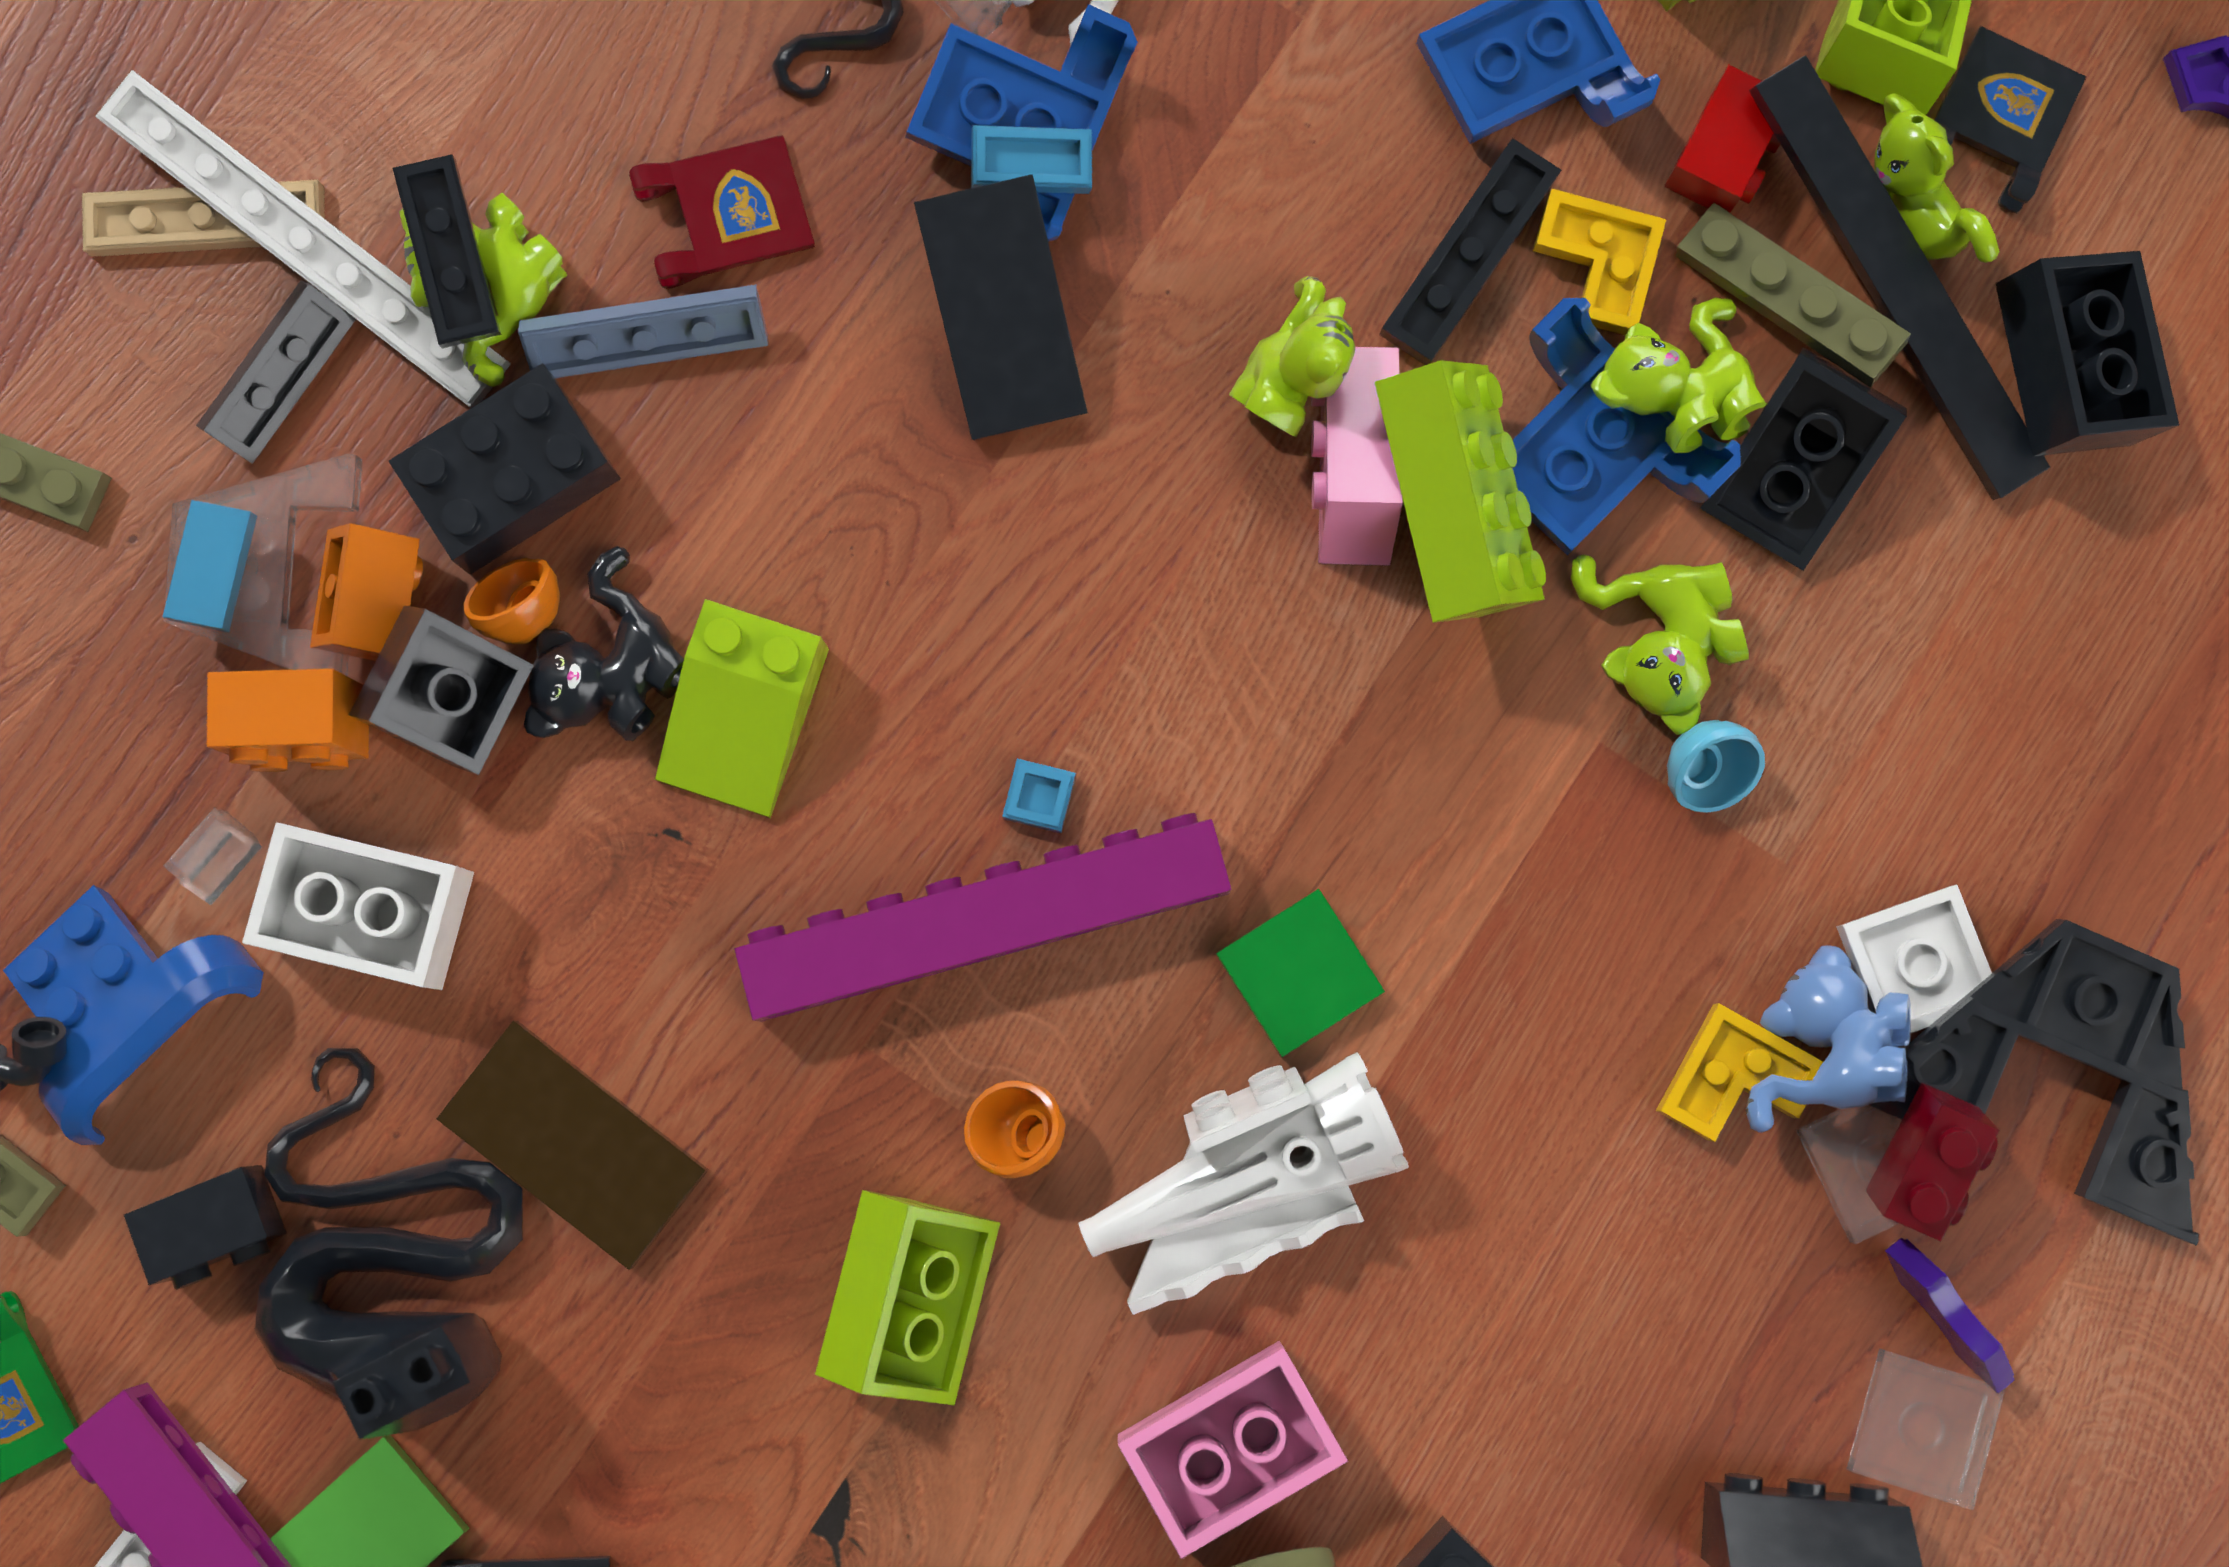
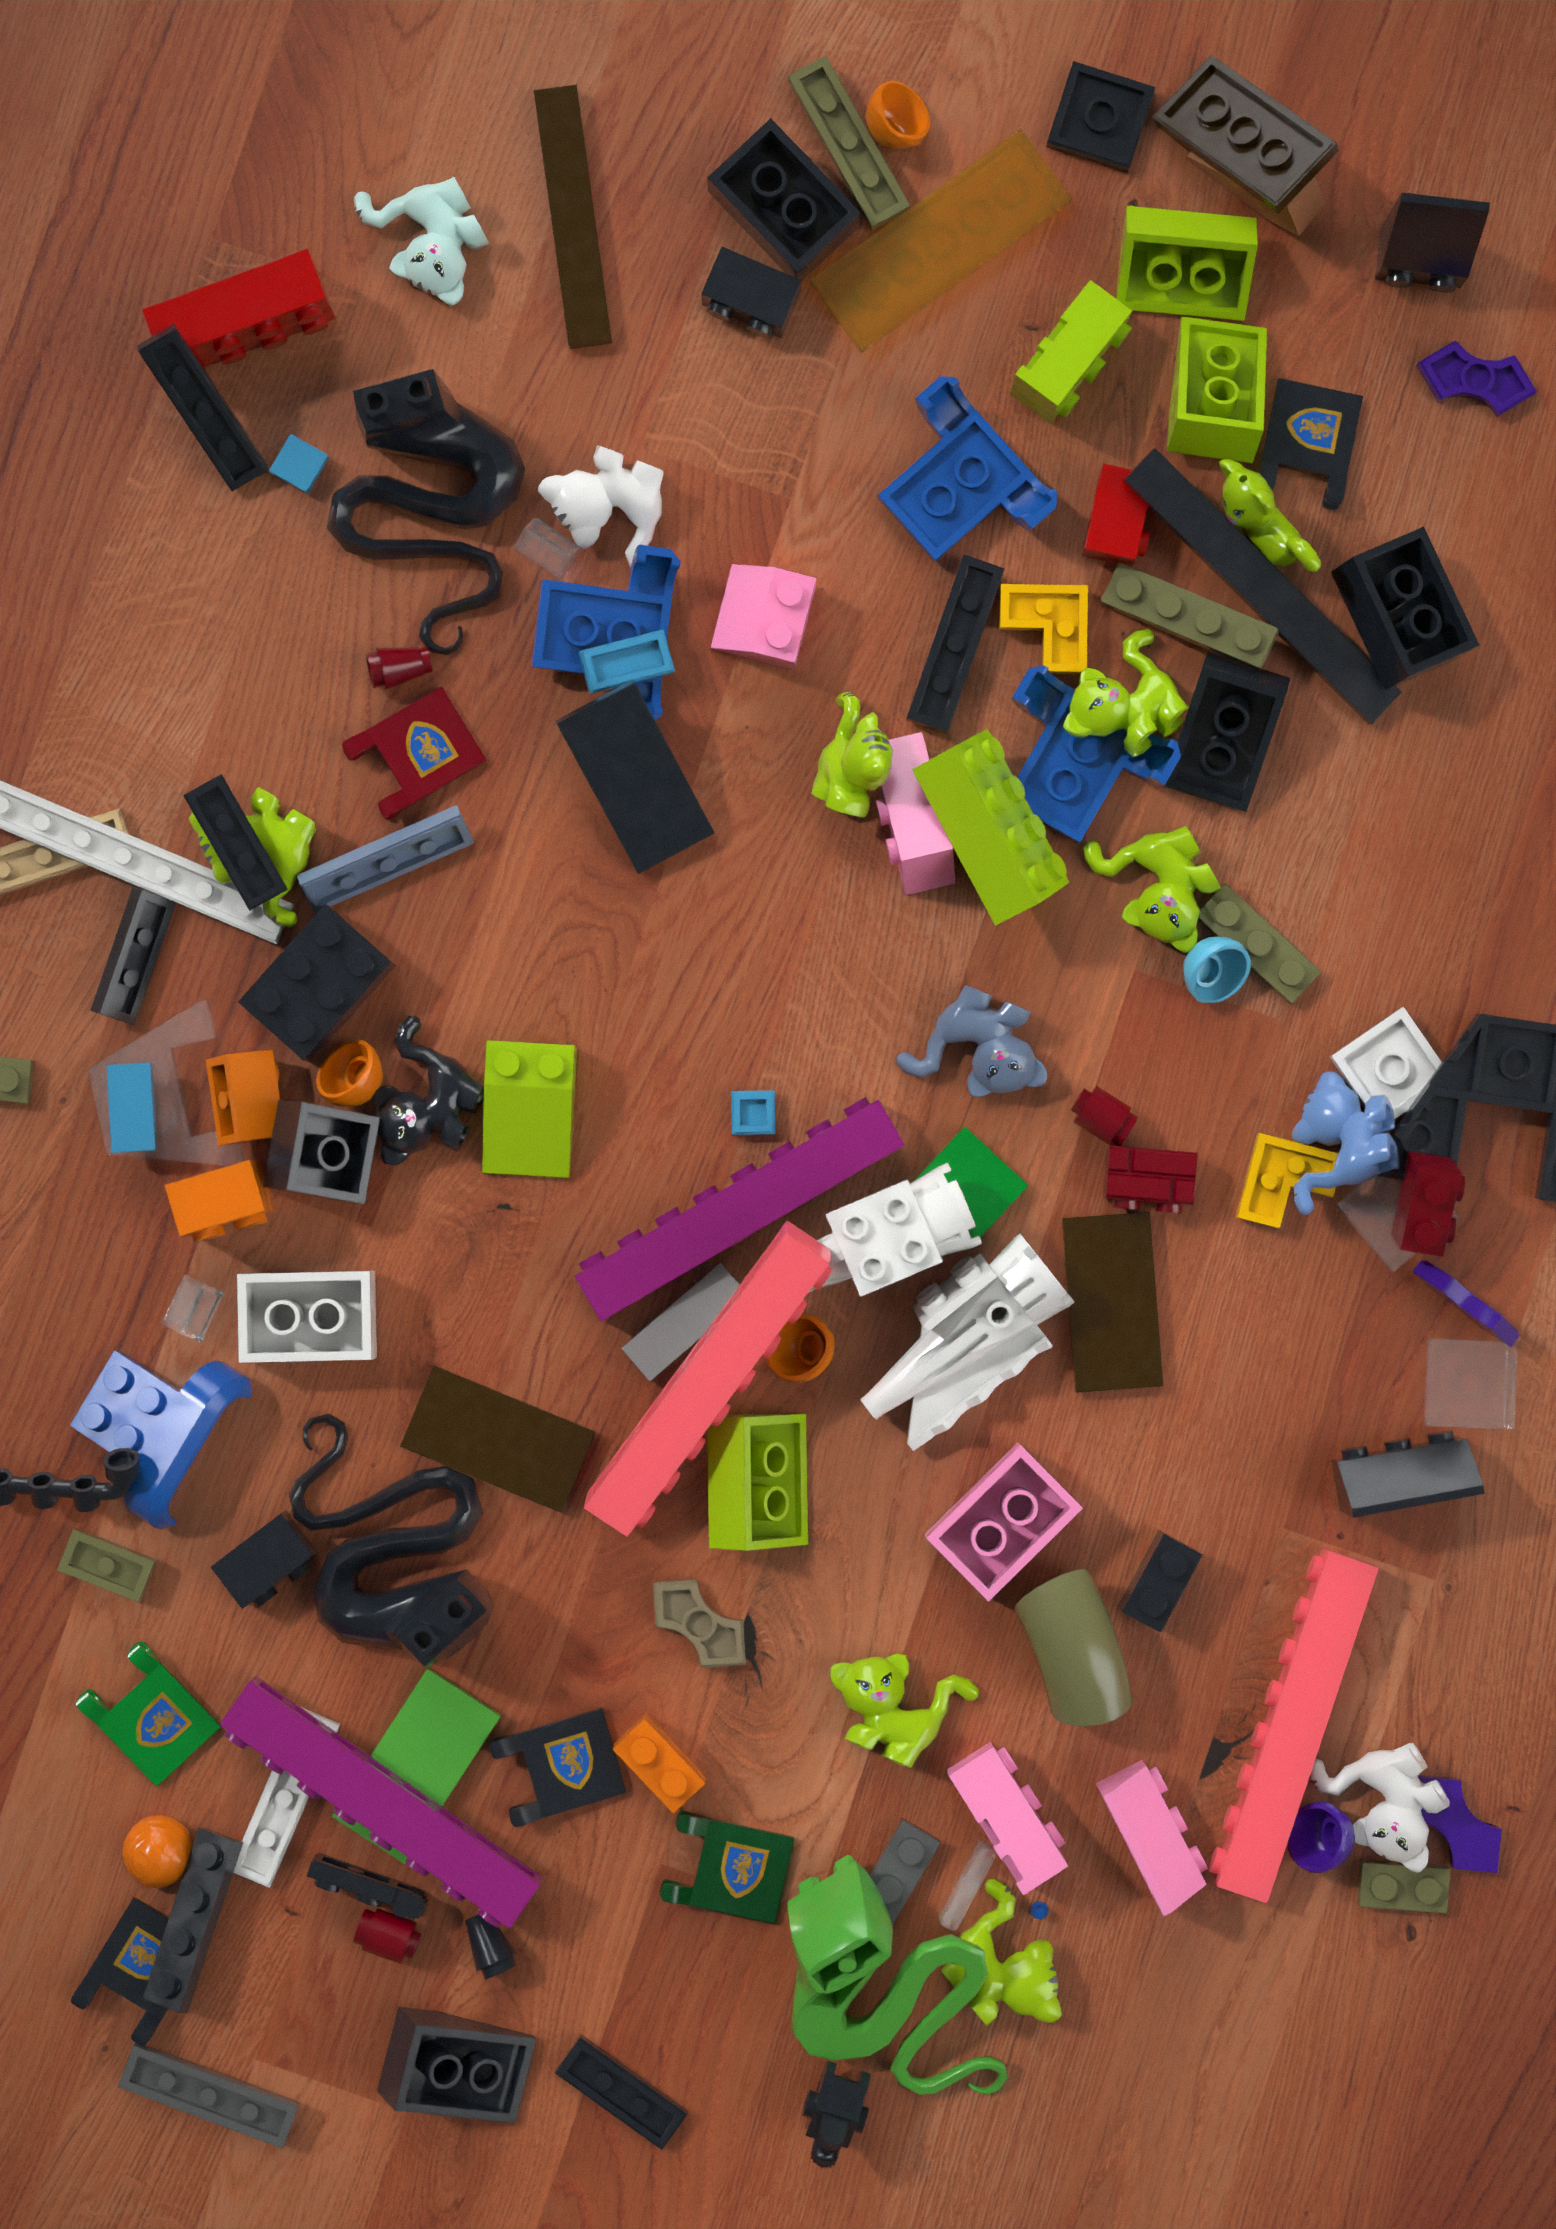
camera: 15 degrees left, 5 degrees up
(732, 91) = (397, 665): none -> dark red cone
(759, 1450) = (683, 1609): none -> dark tan tile
(870, 1053) = (681, 1323): none -> light grey tile
(876, 1137) = (708, 1379): none -> coral brick
(1161, 1007) = (898, 1232): none -> white piece
(1231, 150) = (764, 614): none -> bright pink slope
(1392, 811) = (1000, 1061): none -> sand blue animal
(1463, 1183) = (1114, 1302): none -> dark brown tile
(1511, 924) = (1103, 1115): none -> dark red brick
(1553, 1023) = (1149, 1176): none -> dark red brick
(1793, 771) = (1270, 953): none -> olive plate

